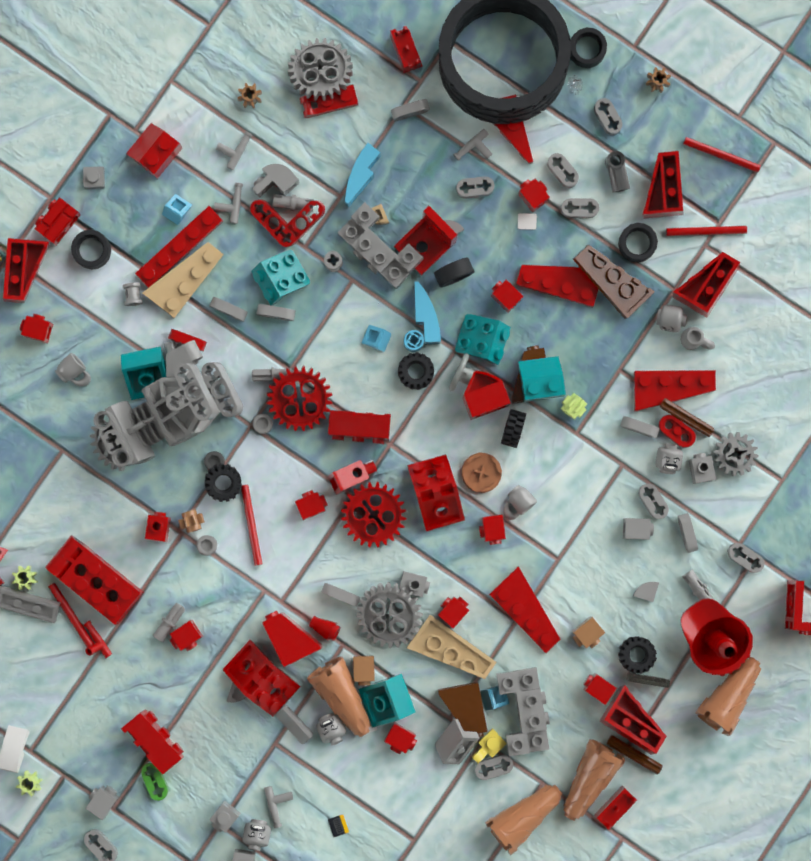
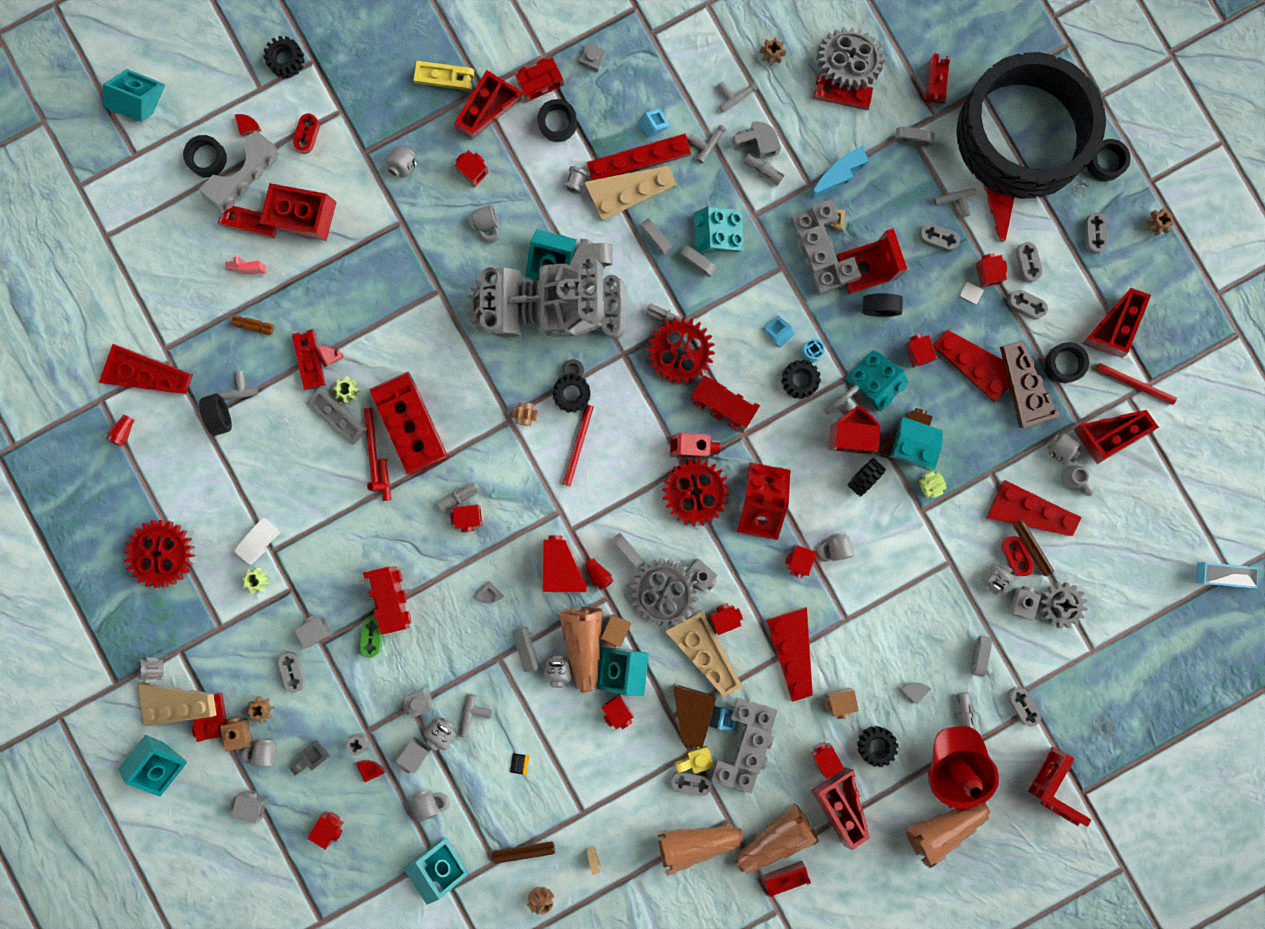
camera: 30 degrees right, 0 degrees up
(154, 150) = (661, 59): red slope -> none
(158, 527) = (491, 404): red brick -> none
(183, 338) = (596, 237): red beam -> none
(206, 545) = (527, 443): light grey tile -> none
(260, 679) = (515, 591): red bracket -> none
(262, 423) = (634, 357): light grey tile -> none
(291, 227) = (751, 190): red beam -> none
(311, 504) = (642, 454): red brick -> none
(327, 258) = (780, 240): light grey bush -> none
(426, 315) = (836, 332): medium azure slope -> none
(455, 743) = (666, 743): light grey panel -> none
(481, 472) = (815, 503): nougat tile -> none
(617, 174) = (1079, 289): dark grey piece -> none
(634, 754) = (828, 838): reddish brown axle -> none
(637, 528) = (935, 628): light grey brick -> none
(640, 427) = (984, 535): light grey beam -> none
(649, 680) = (876, 775): clear smoke tile -> none
(657, 498) = (957, 610): light grey beam -> none
(721, 154) = (1184, 319): red bar -> none

